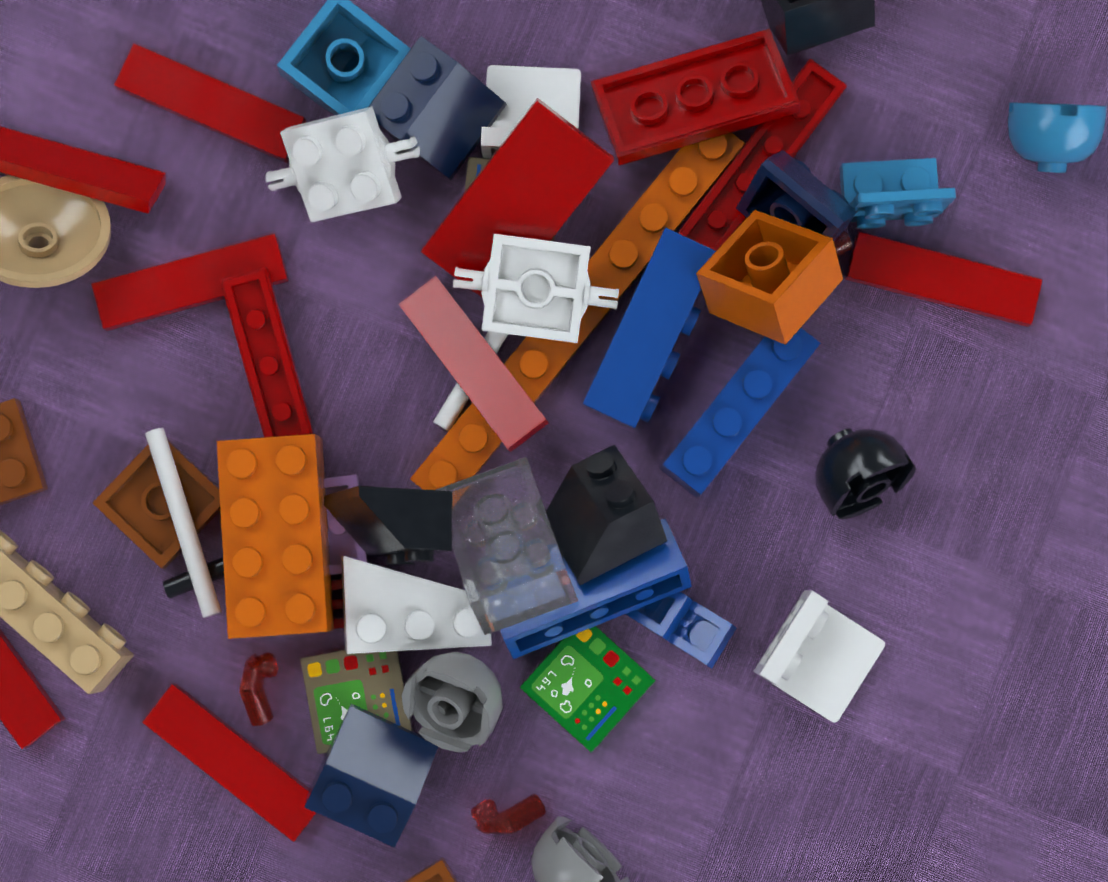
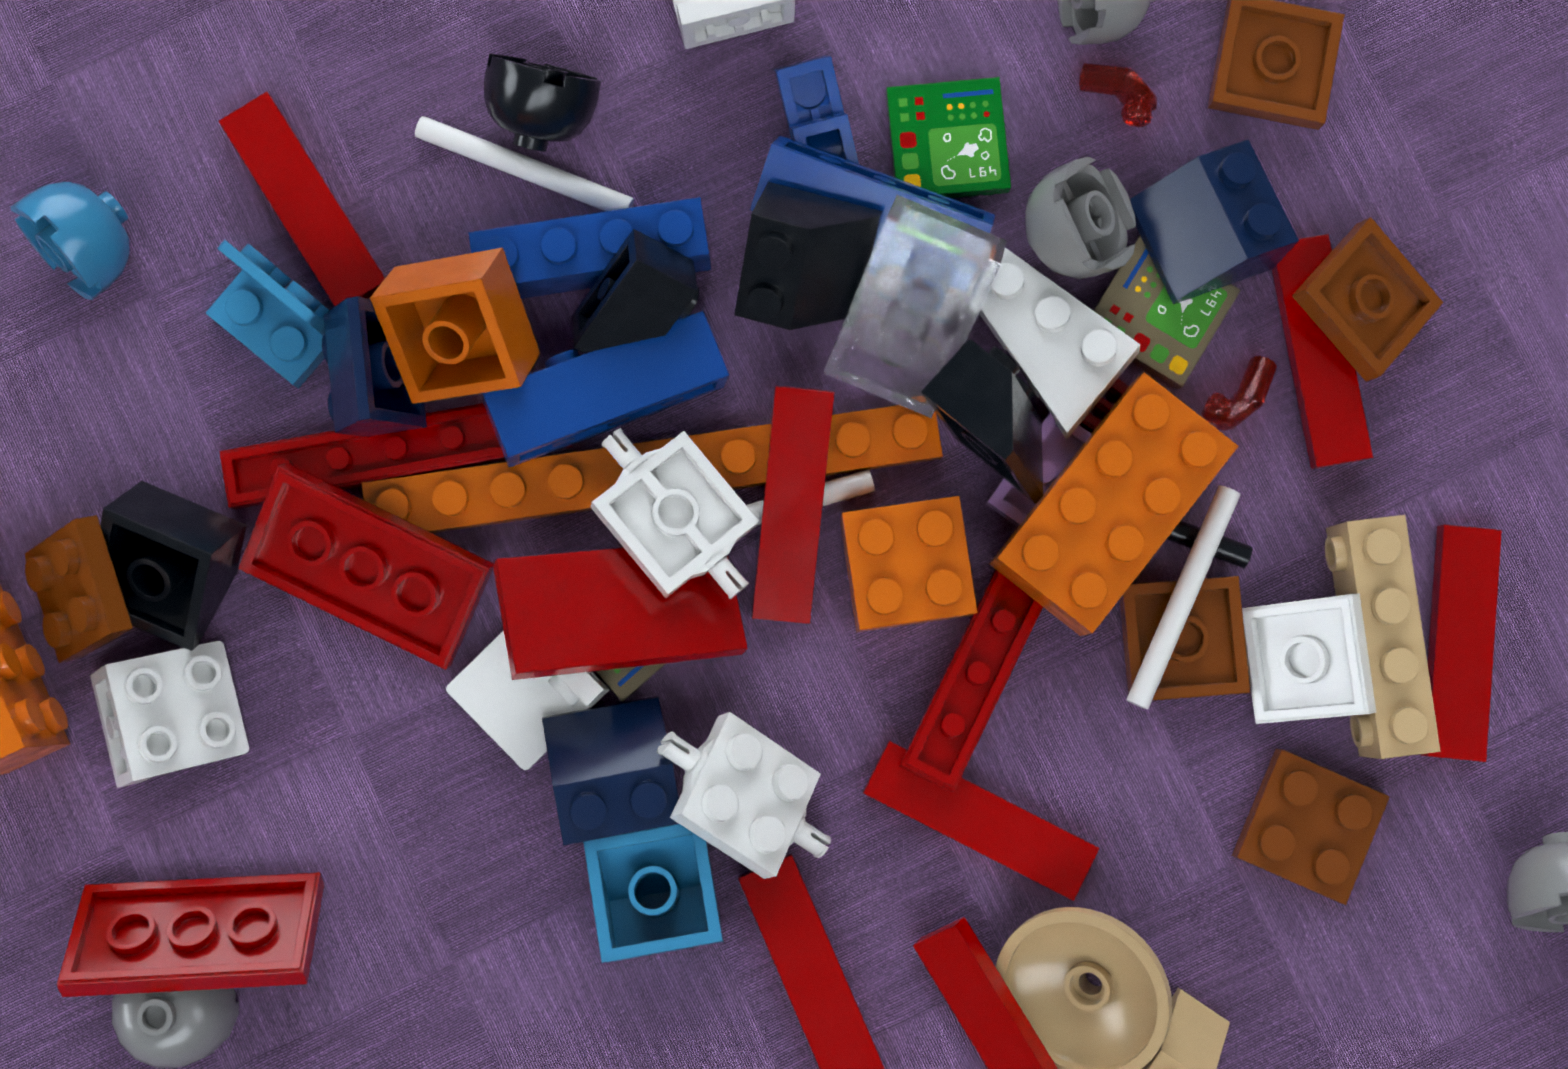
camera: 140 degrees left, 0 degrees up
(73, 553) = (1308, 659): none -> white tile
(230, 818) = (1368, 299): none -> dark orange plate
(370, 389) = (908, 564): none -> orange brick
(681, 396) = (636, 296): none -> black slope
(832, 424) = (521, 166): none -> white bar

